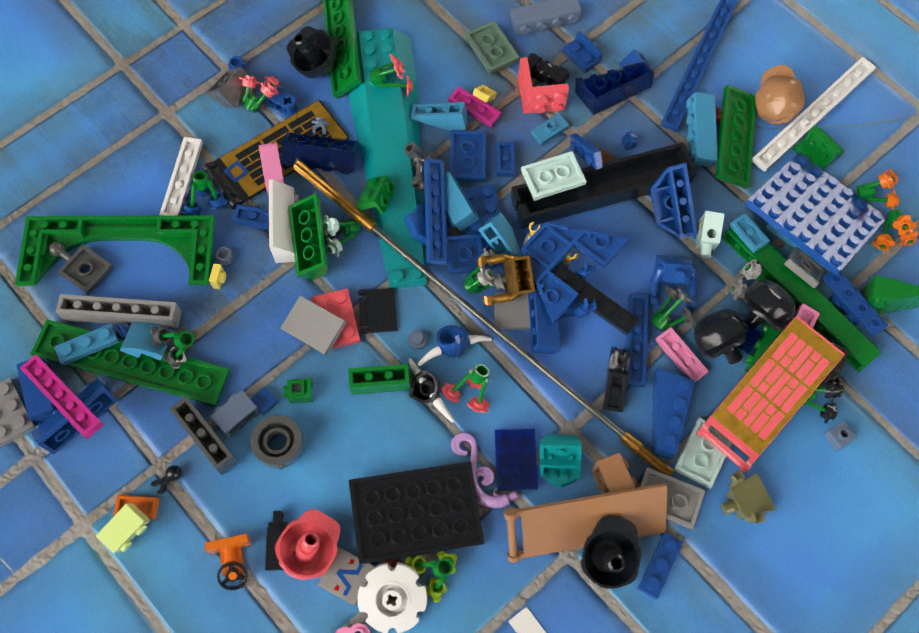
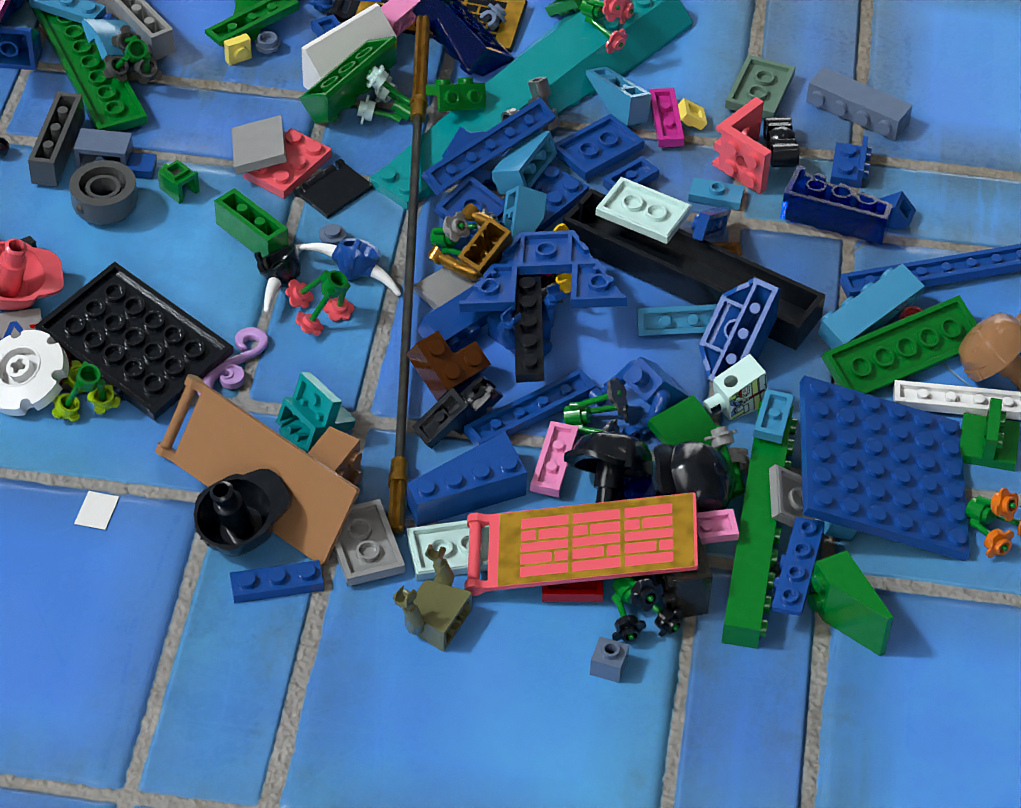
camera: 50 degrees right, 20 degrees down
(516, 460) = (265, 388): clear blue plate -> none
(581, 358) = (443, 368): none -> reddish brown brick
(629, 140) = (782, 262): blue plate -> none
(632, 217) = (673, 319): none -> dark azure plate
(714, 279) = (683, 423): none -> green slope
(905, 230) = (959, 551): orange plant -> none

